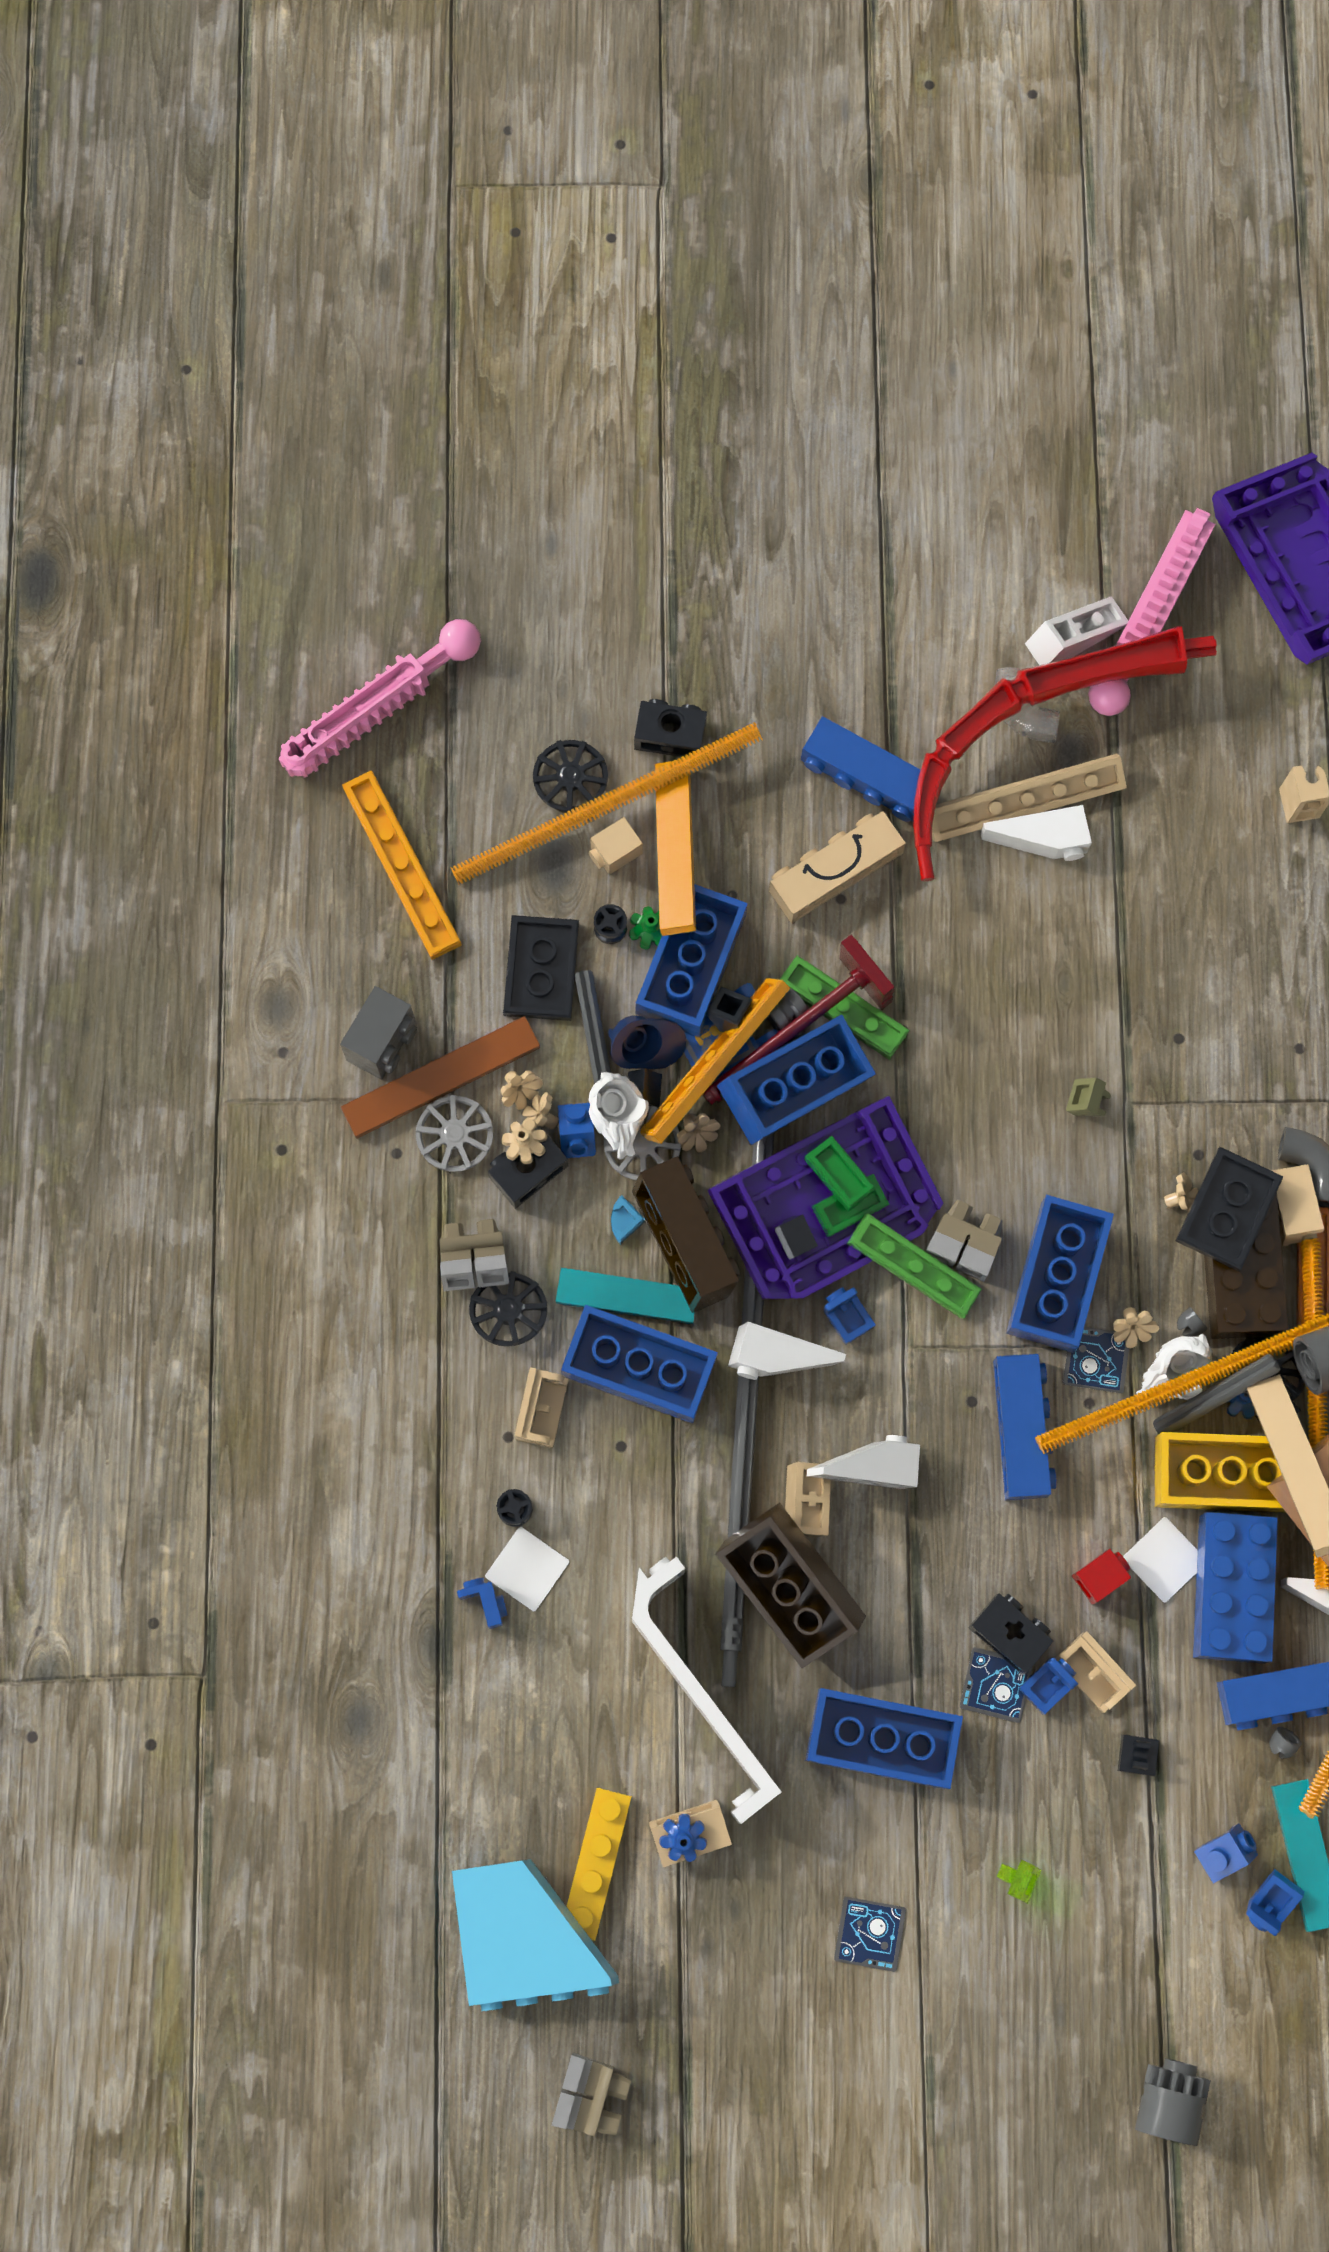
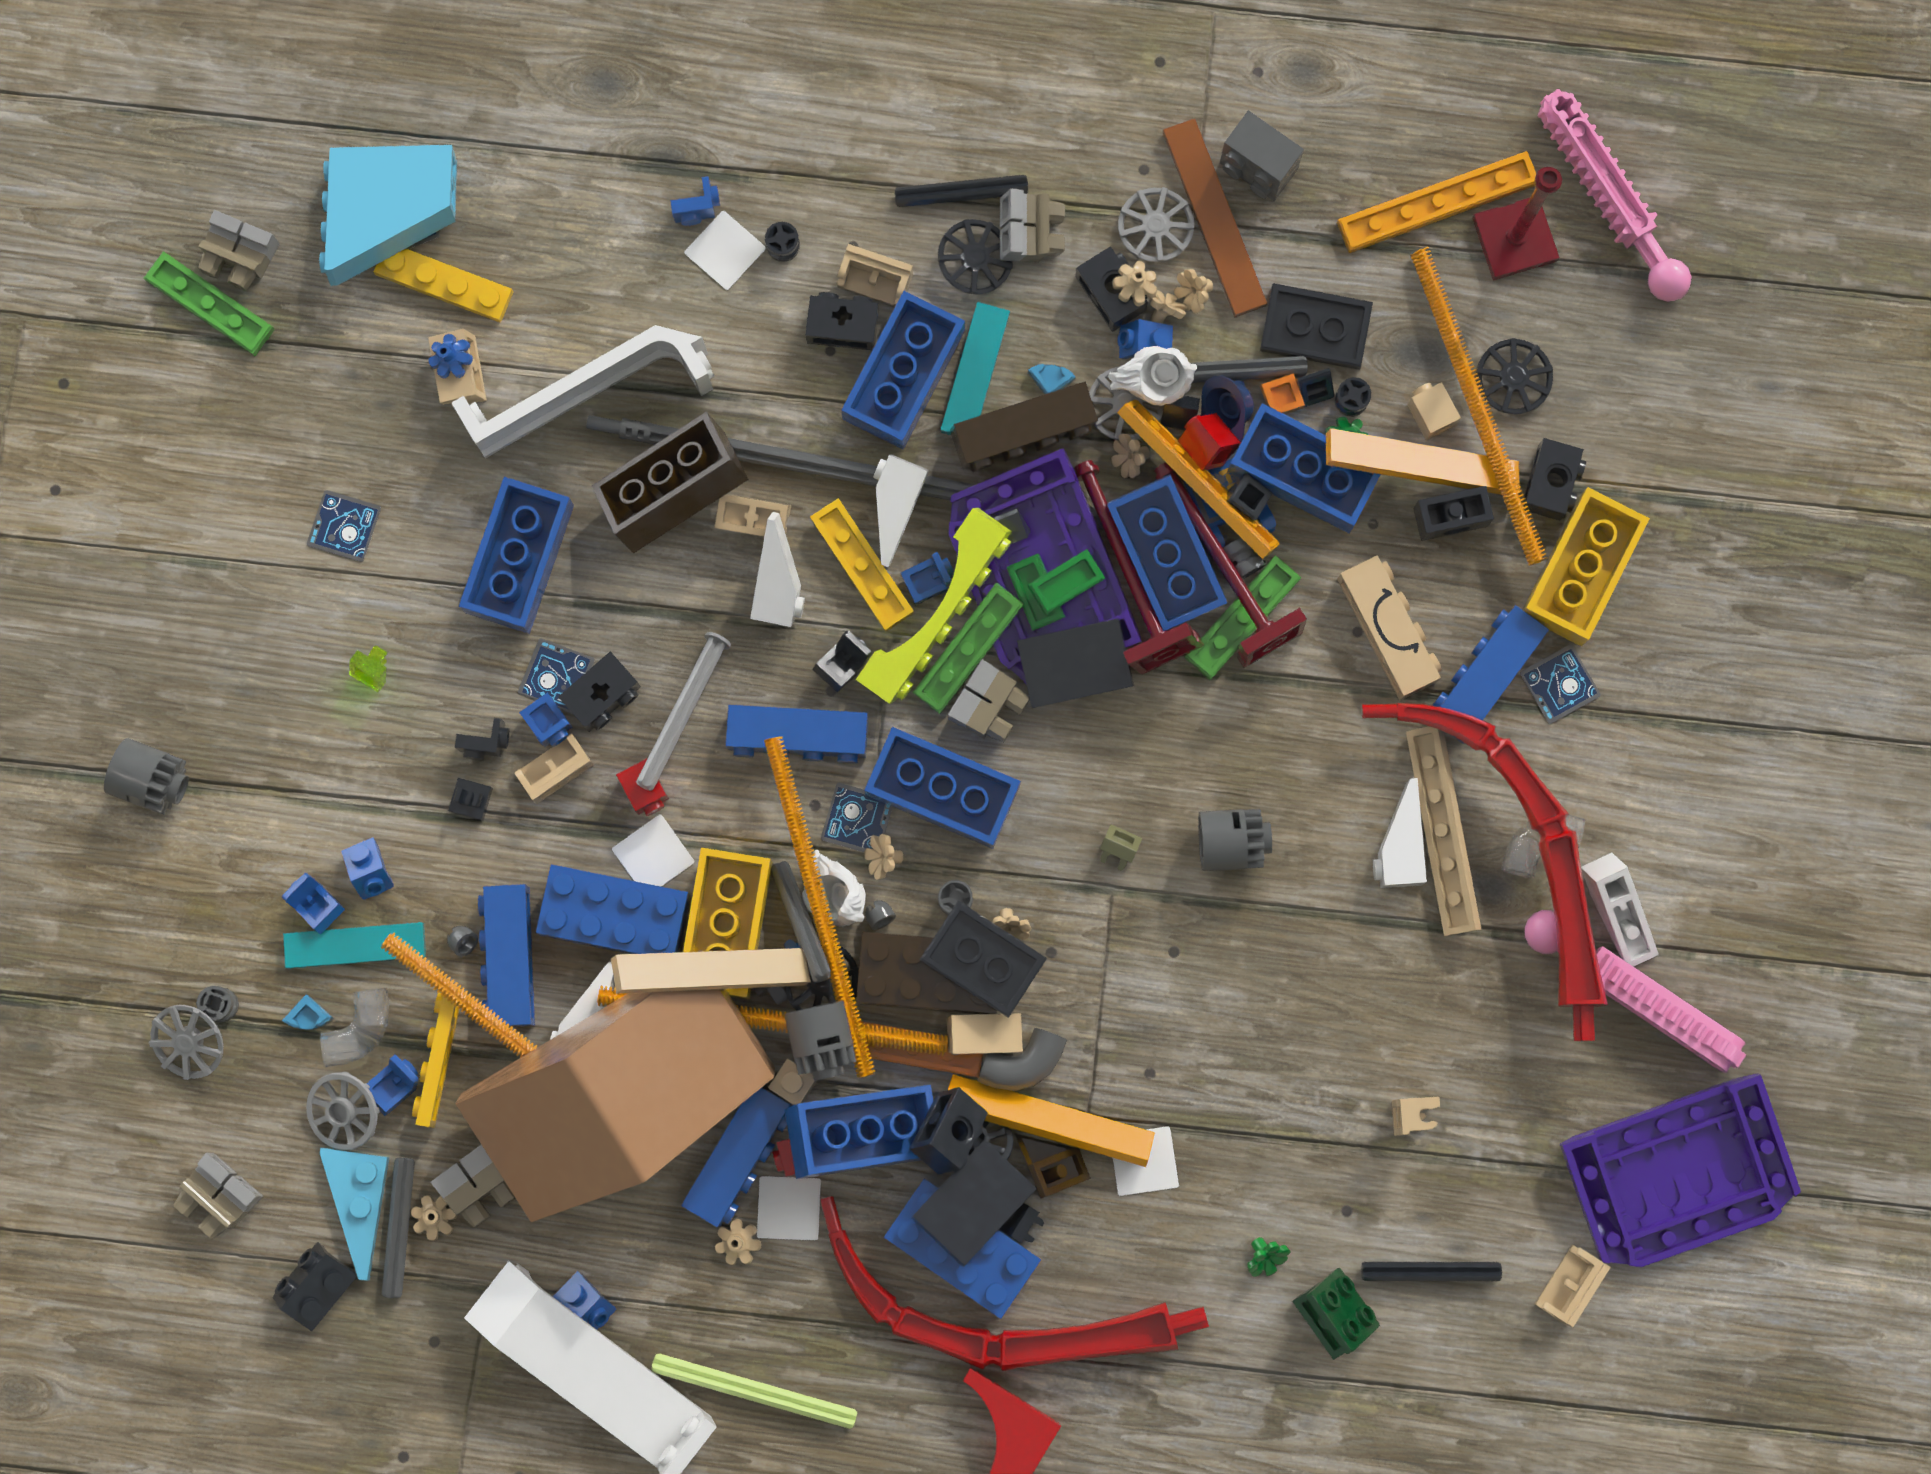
camera: 100 degrees right, 5 degrees up
(431, 782) = (1518, 234): none -> dark red tile
(439, 1332) = (959, 190): none -> black axle
(598, 1413) = (858, 330): none -> black brick
(603, 962) = (1316, 387): none -> black slope
(617, 991) = (1283, 394): none -> orange plate
(648, 2120) = (209, 303): none -> bright green tile
(675, 1055) = (1208, 441): none -> red brick
(718, 815) = (1453, 513): none -> black brick
(755, 687) = (1585, 566): none -> yellow brick
(842, 1384) = (861, 565): none -> yellow plate
(866, 706) = (1560, 684): none -> sticker
(888, 1075) = (1162, 645): none -> dark red tile
(918, 1157) = (1075, 663): none -> black tile
(944, 1390) = (843, 661): none -> black bracket
(947, 1339) = (979, 542): none -> neon yellow arch
(1022, 1544) = (682, 710): none -> light grey axle
(1068, 989) = (1233, 839): none -> dark grey gear
(1086, 1754) = (476, 747): none -> black bracket
(1167, 1247) = (951, 893): none -> dark grey wheel

